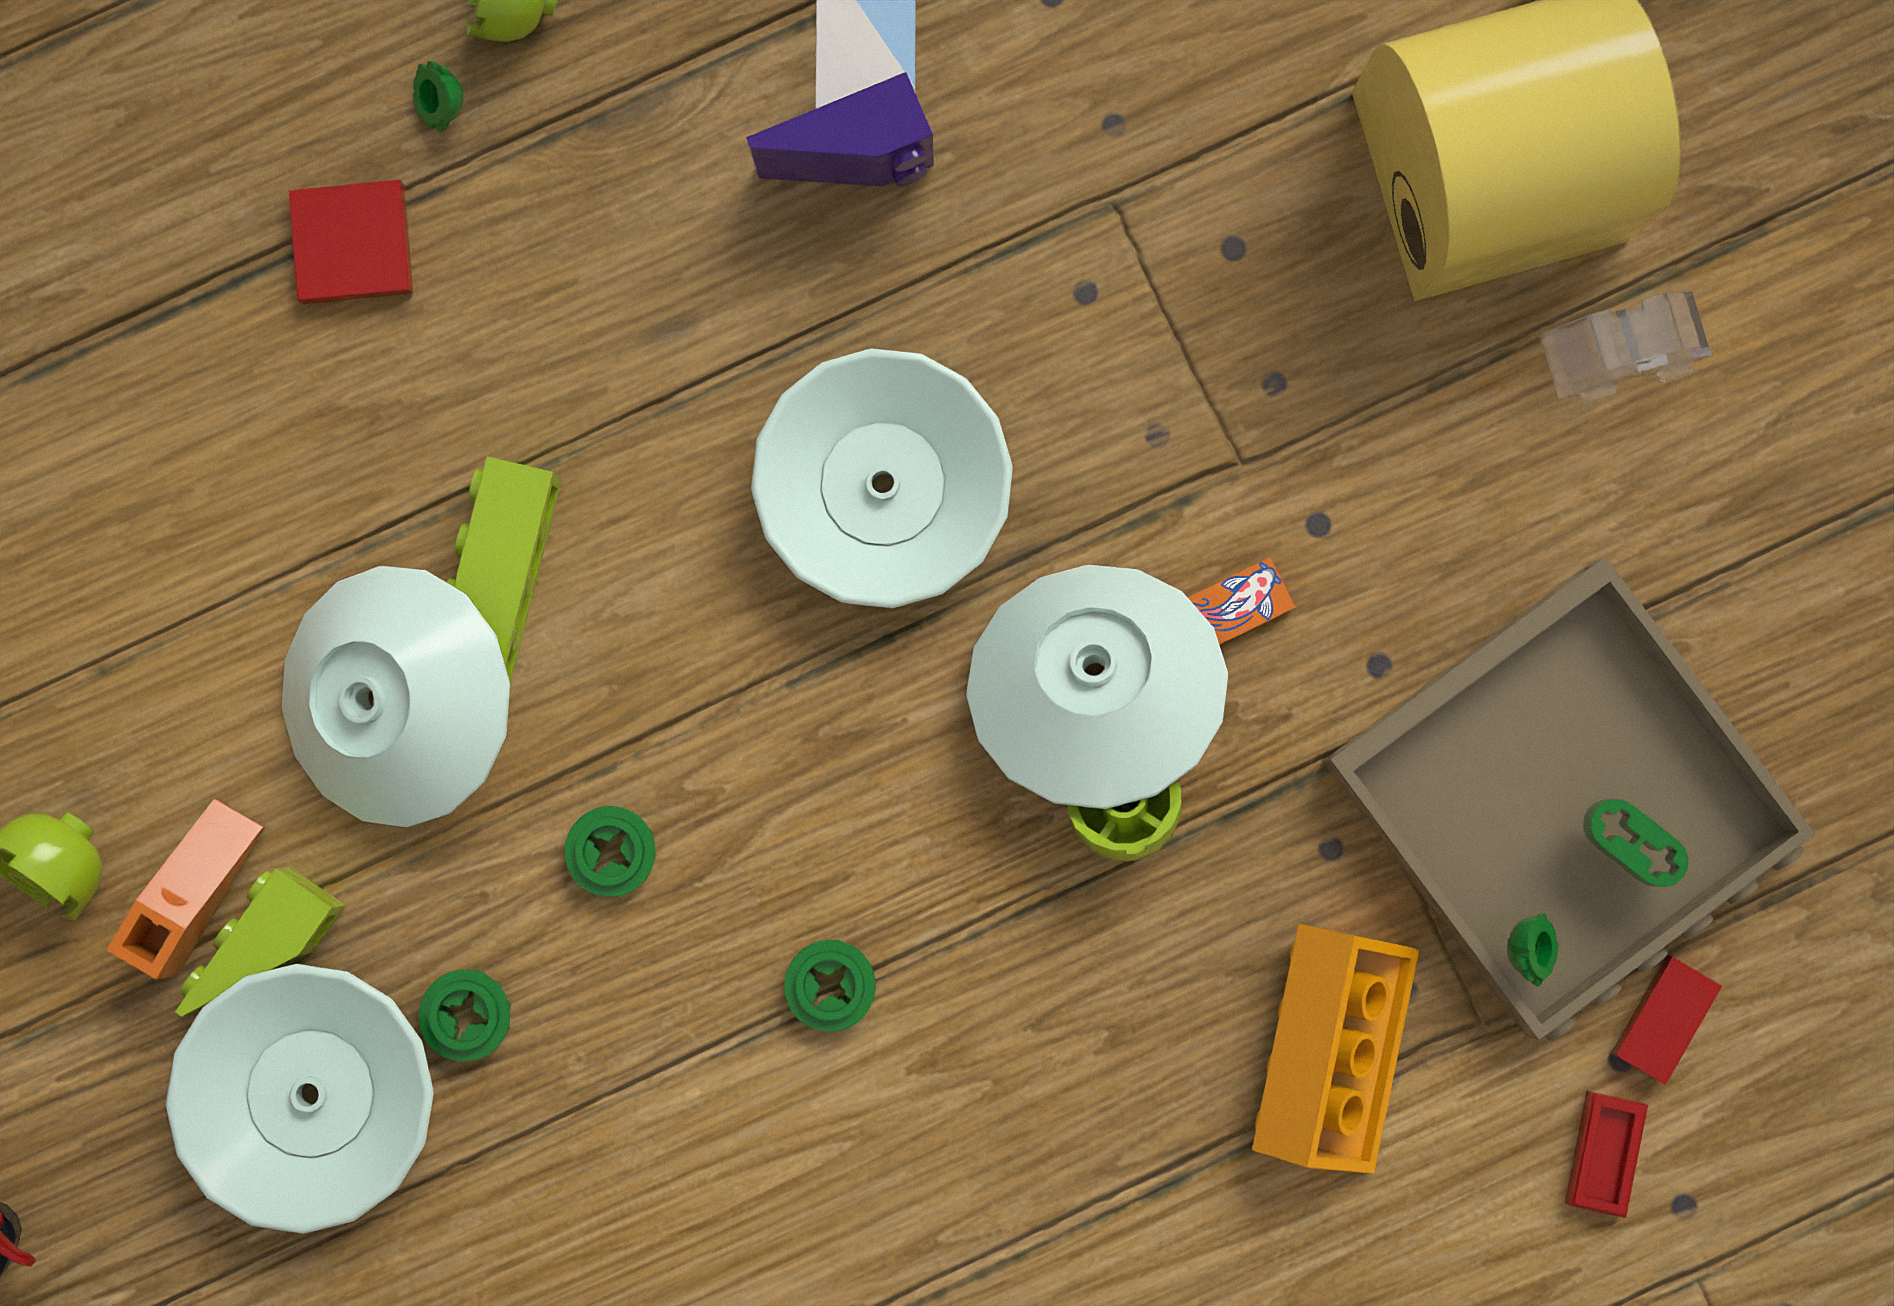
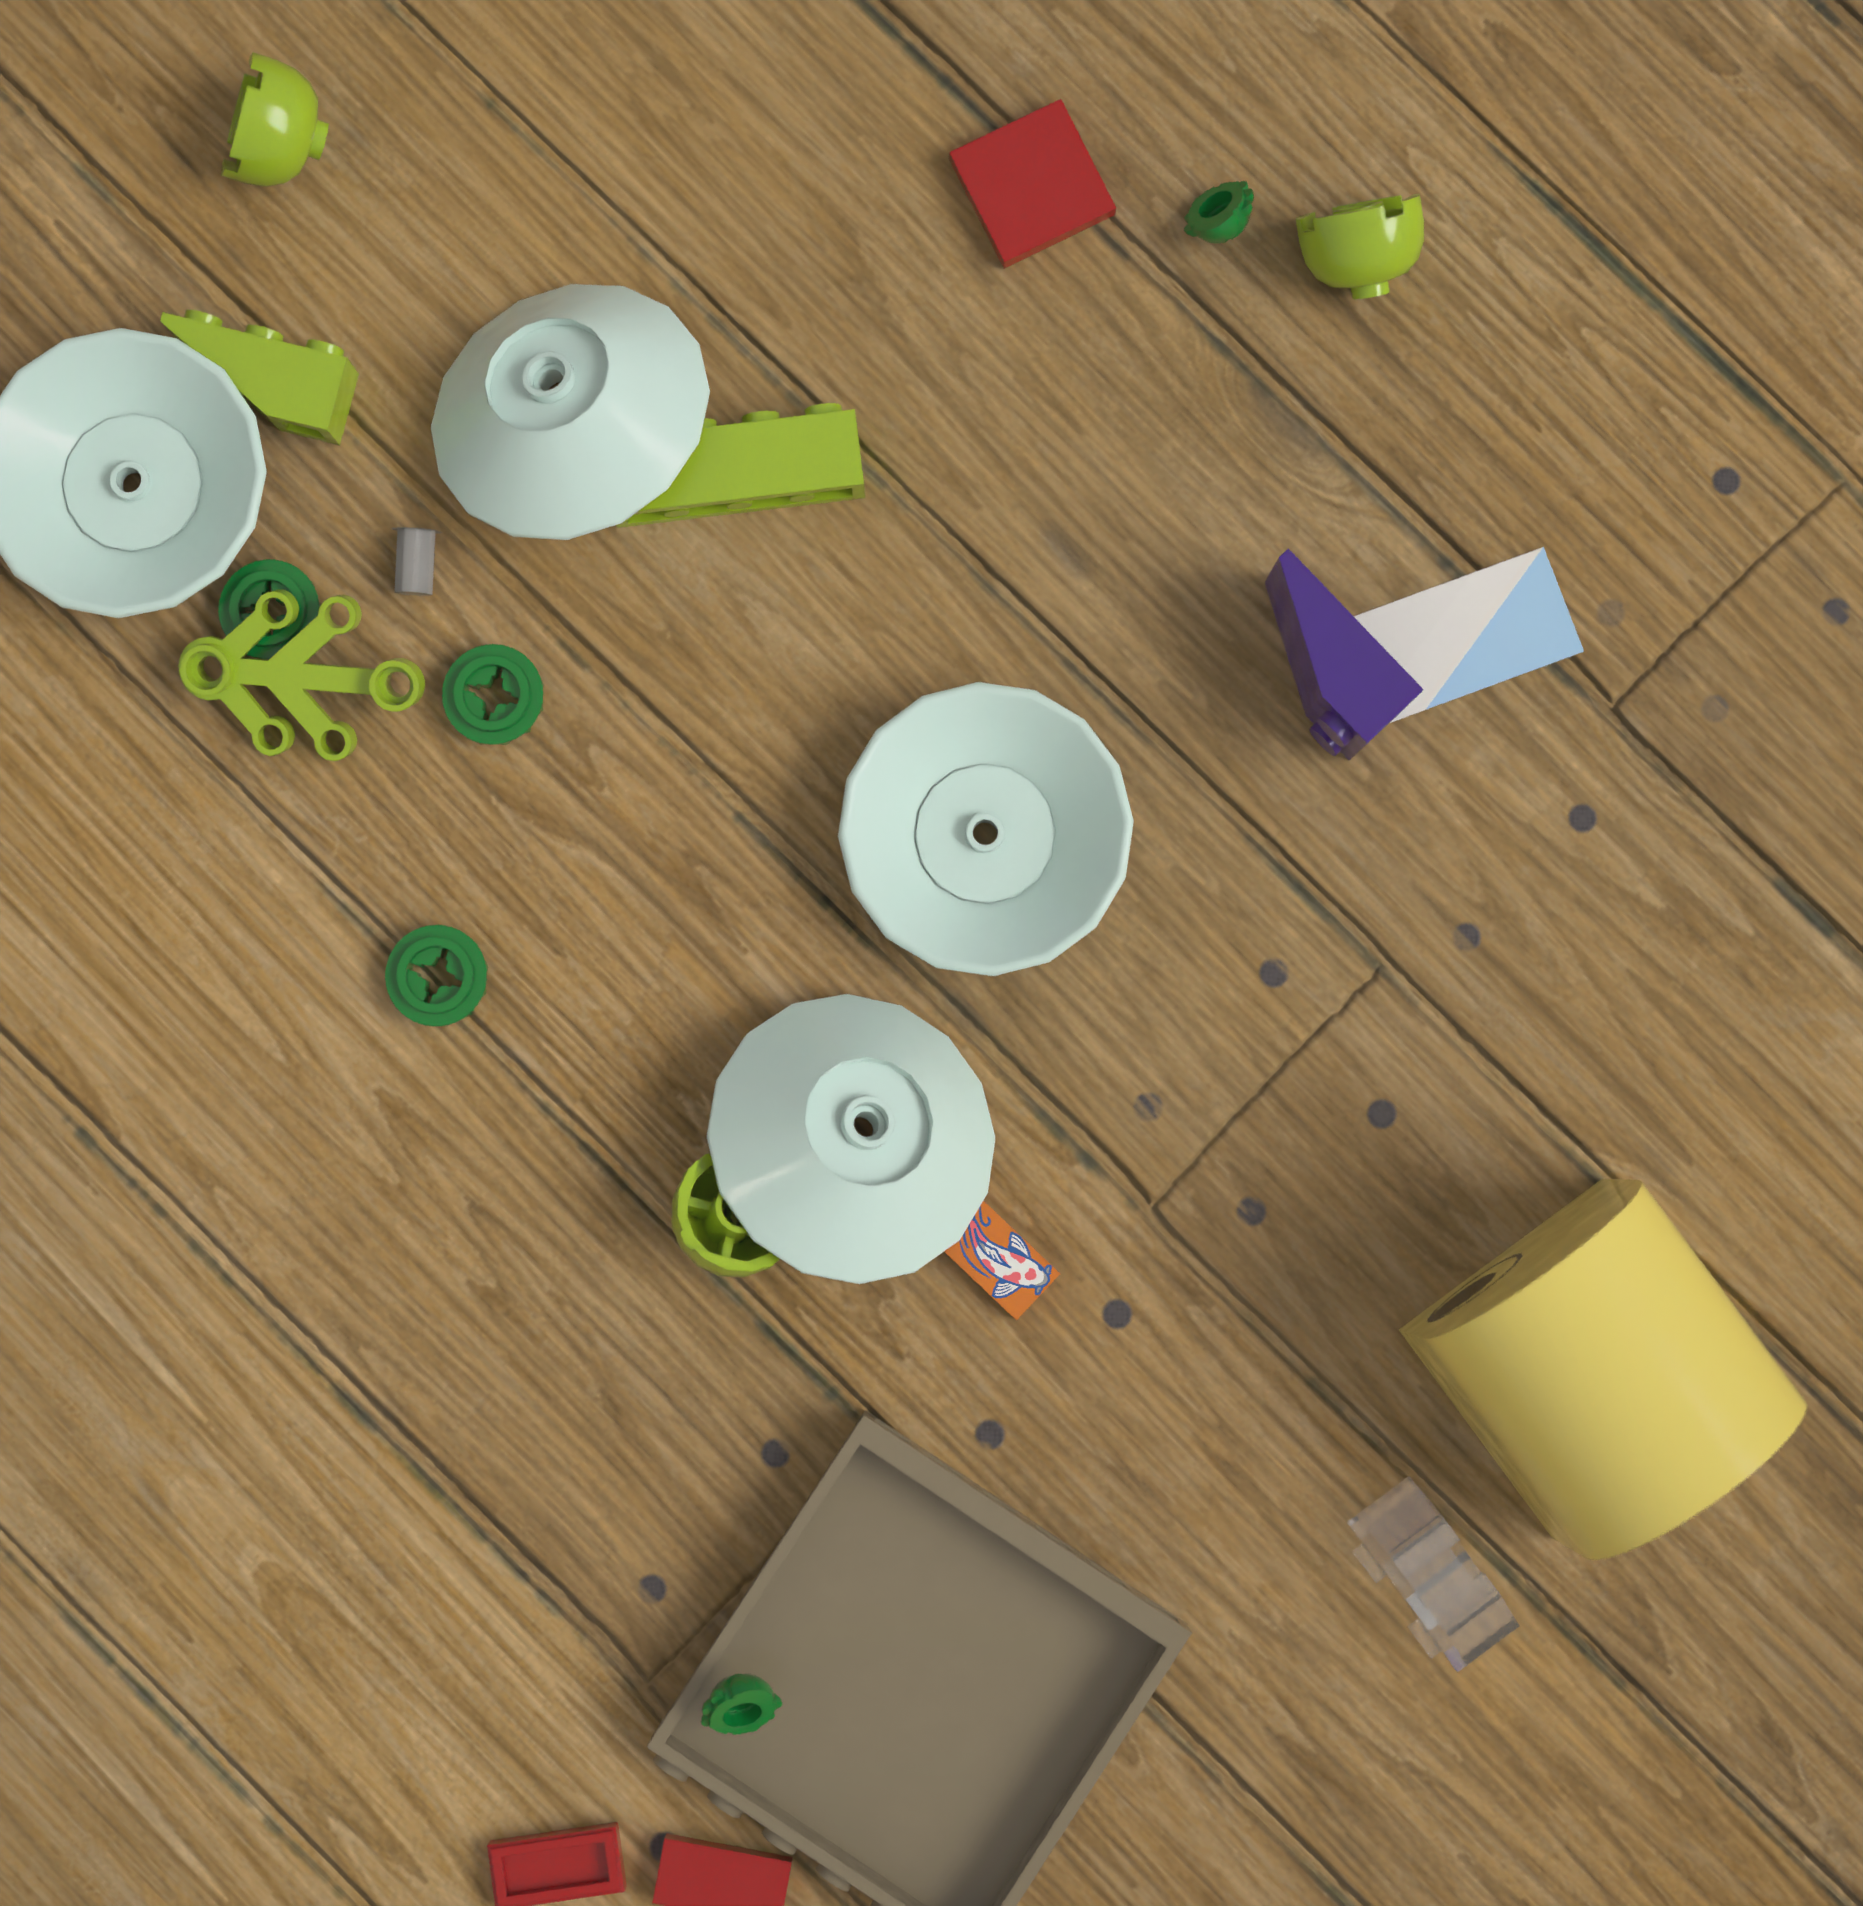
camera: 70 degrees right, 0 degrees up
(185, 892) = (289, 276): slope -> none
(471, 876) = (415, 561): none -> light grey piece
(529, 1016) = (290, 675): none -> lime plant
(1335, 1050) = (560, 1534): light orange slope -> none
(1644, 832) = (909, 1780): green beam -> none

